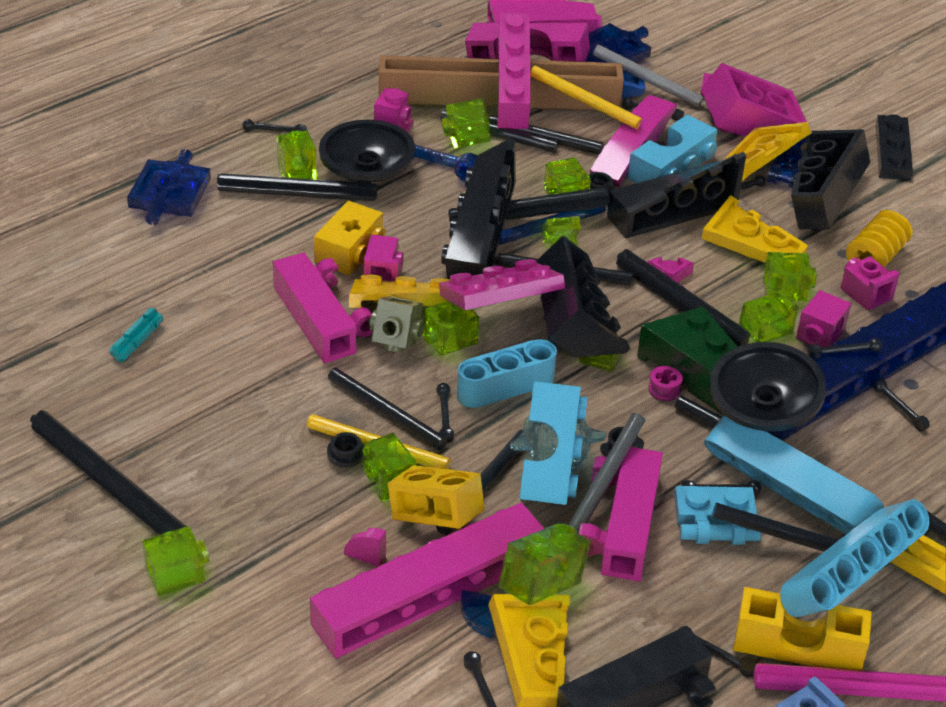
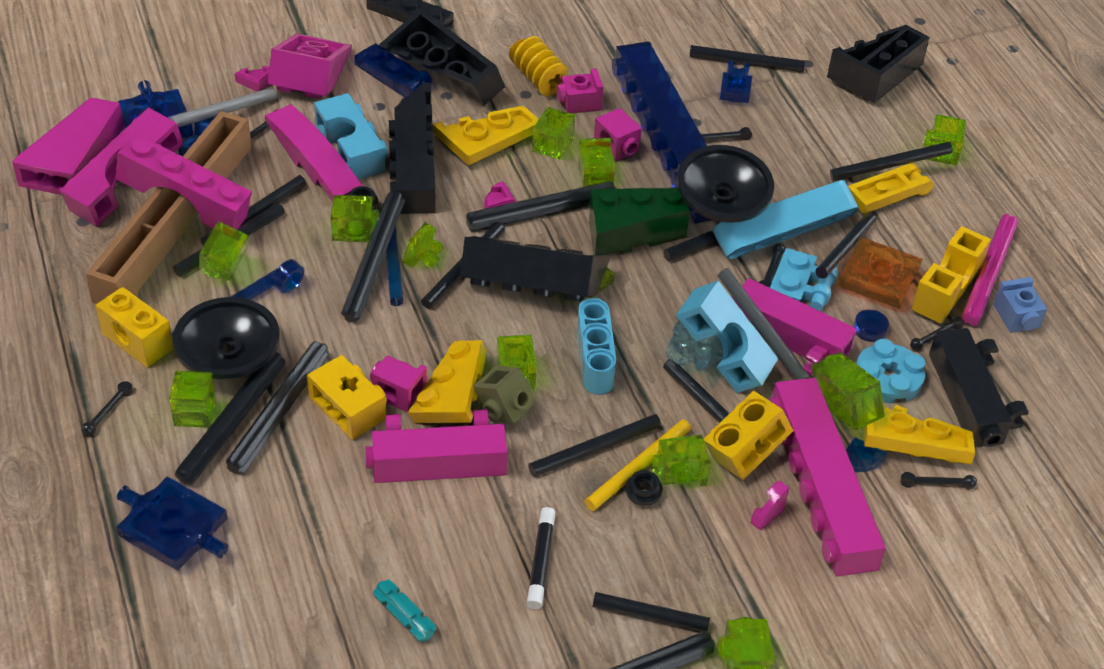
camera: 70 degrees left, 5 degrees up
(201, 491) = (651, 612): none -> black bar
(232, 403) = (541, 558): none -> black bar
(314, 207) = (276, 408): none -> black axle
(356, 99) = (134, 326): none -> yellow brick
(394, 108) = (165, 298): dark pink brick -> none
(443, 390) = (587, 398): black hinge -> none
(481, 211) = (388, 282): black wedge -> none
(501, 284) = (510, 302): dark pink plate -> none
(585, 97) = (260, 152): yellow bar -> none
(626, 596) = (907, 366): none -> medium azure plate
(662, 375) = (645, 247): dark pink bush -> none
(687, 587) = (871, 325): none -> clear blue tile
(764, 564) = (879, 272): none -> clear orange plate
(767, 143) = (378, 79): yellow wing -> none
(816, 351) = (671, 148): black hinge -> none
(854, 559) = (912, 212): medium azure beam -> none

